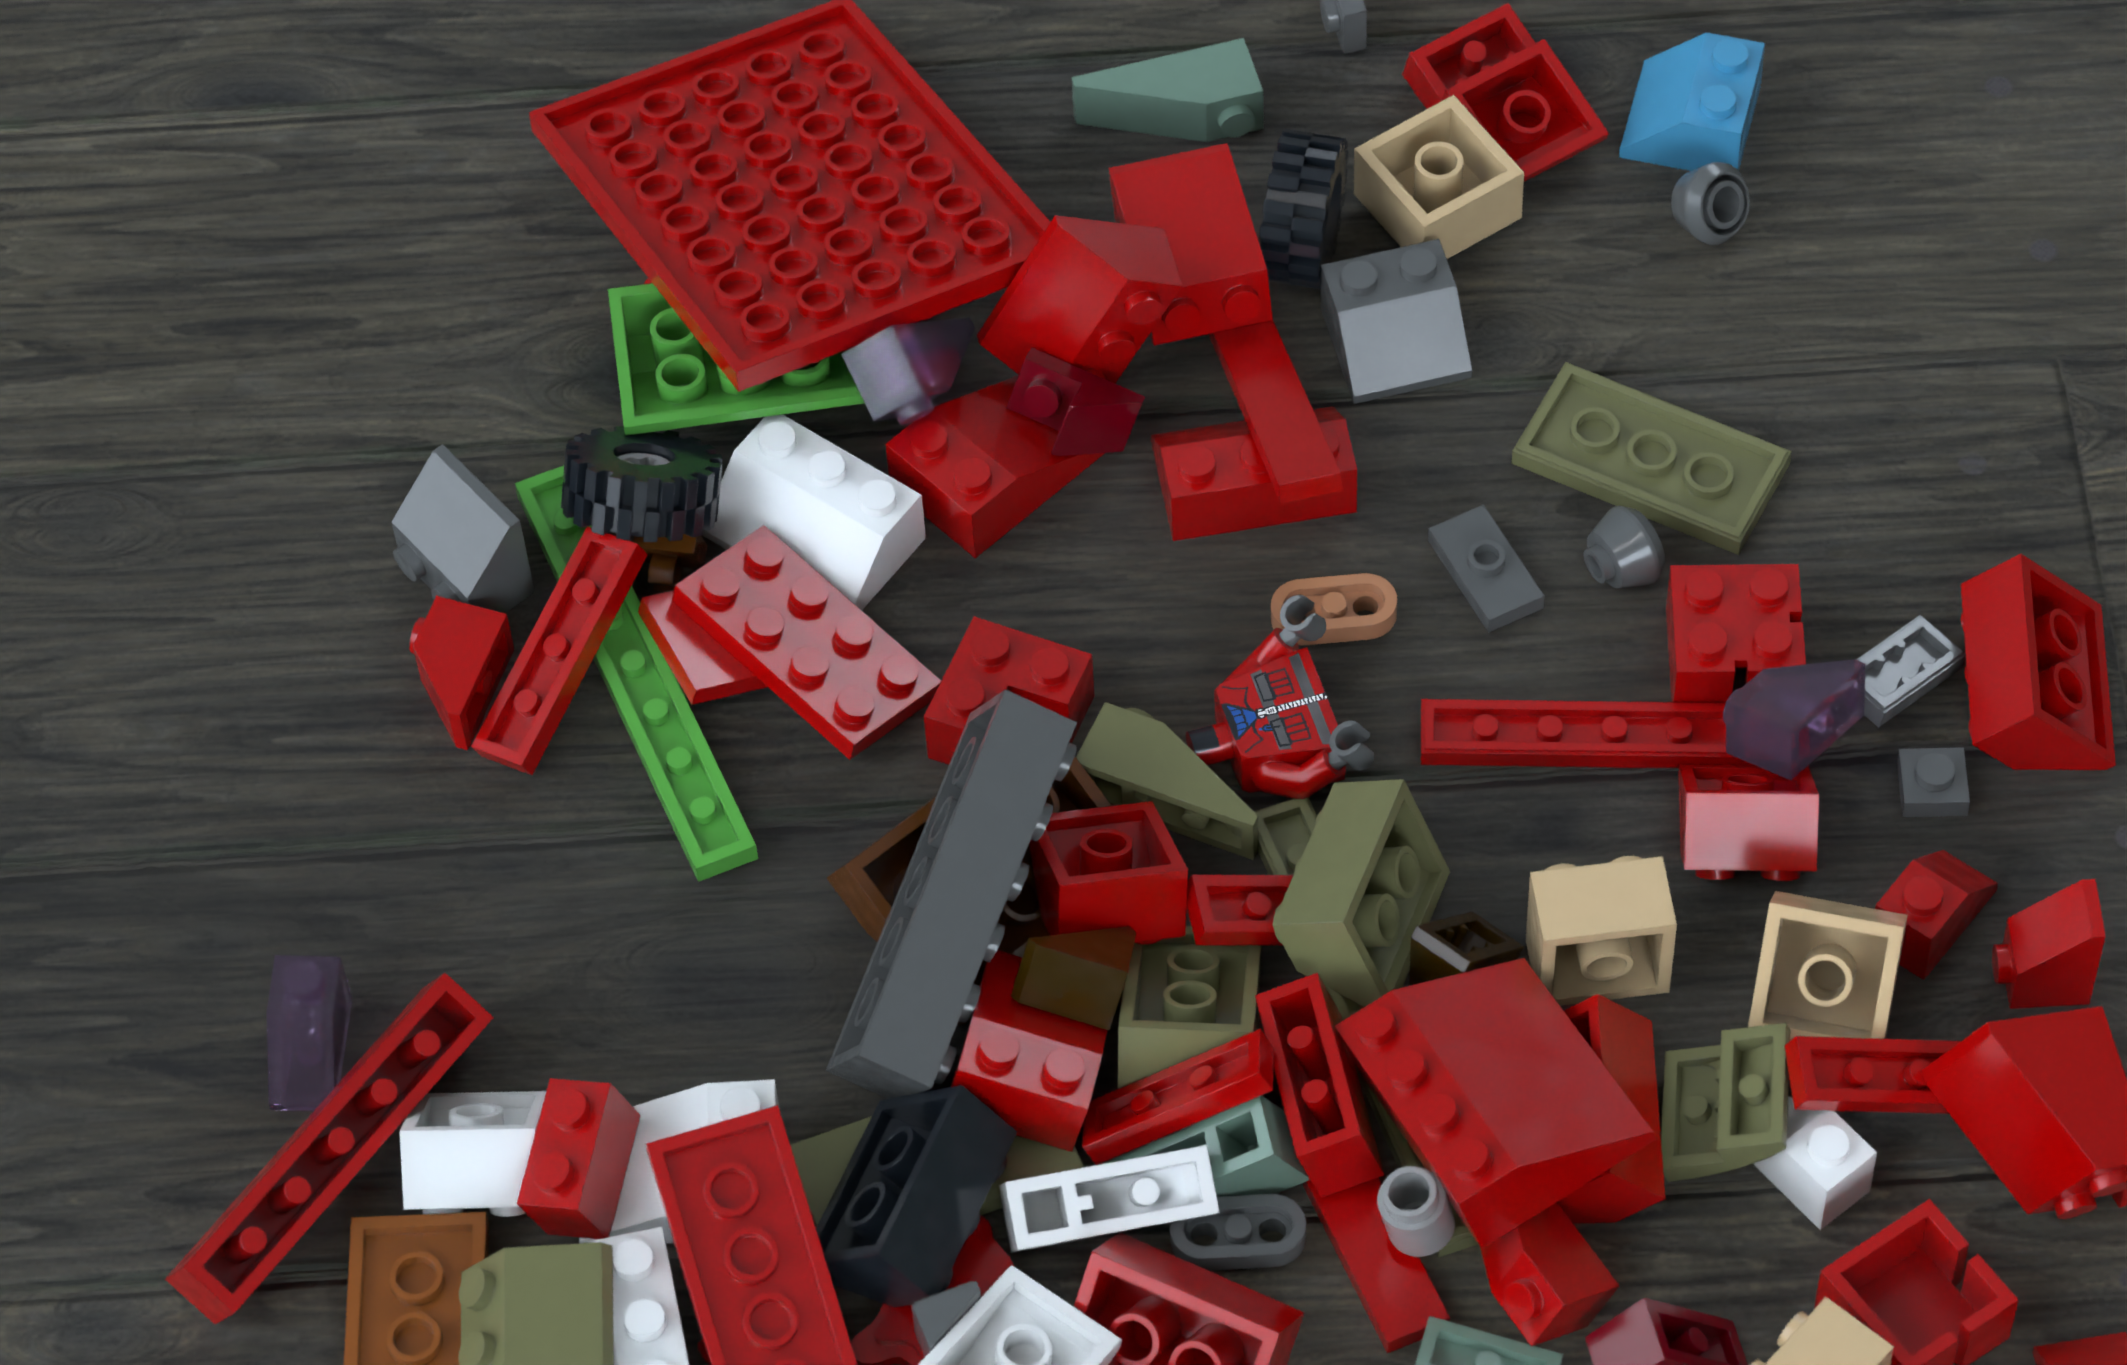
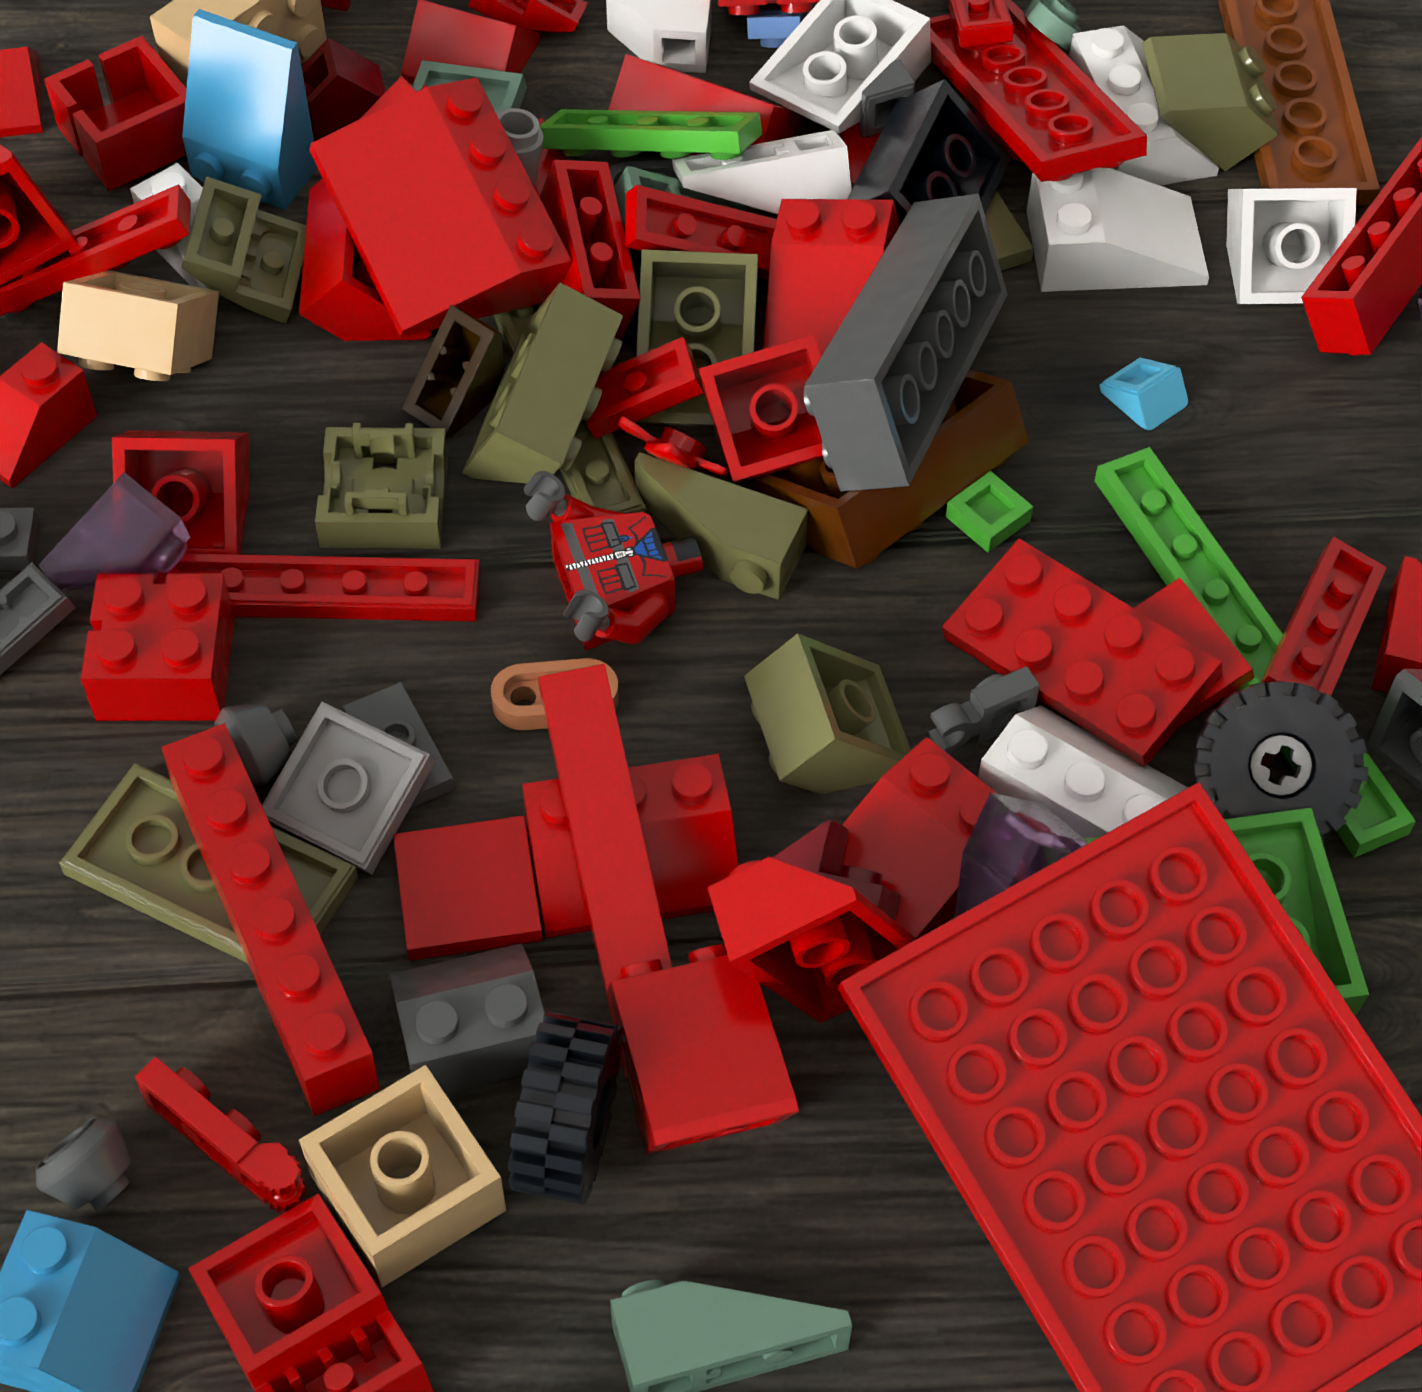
camera: 175 degrees right, 0 degrees up
(578, 1159) = (1202, 199): red brick -> none
(685, 973) = (1147, 391): none -> medium azure slope
(875, 803) = (989, 511): none -> bright green plate
(900, 590) = (987, 711): none -> dark grey plate
(1008, 659) = (878, 608): red brick -> none
(1063, 573) = (825, 716): none -> olive slope
(1076, 974) = (789, 307): dark brown slope -> none
(1219, 834) = (675, 448): none -> red plate
(1249, 1248) = (668, 132): none -> bright green plate
(1410, 441) = (467, 888): none -> red tile
(1511, 844) = (383, 504): none -> olive brick
(1528, 511) = (347, 787): none -> light grey tile
(1582, 368) = (271, 921): none -> red brick
(1600, 228) = (225, 1139): none -> red hinge
(1602, 929) = (331, 361): tan brick -> none
(1743, 1267) = (247, 110): none -> dark azure slope

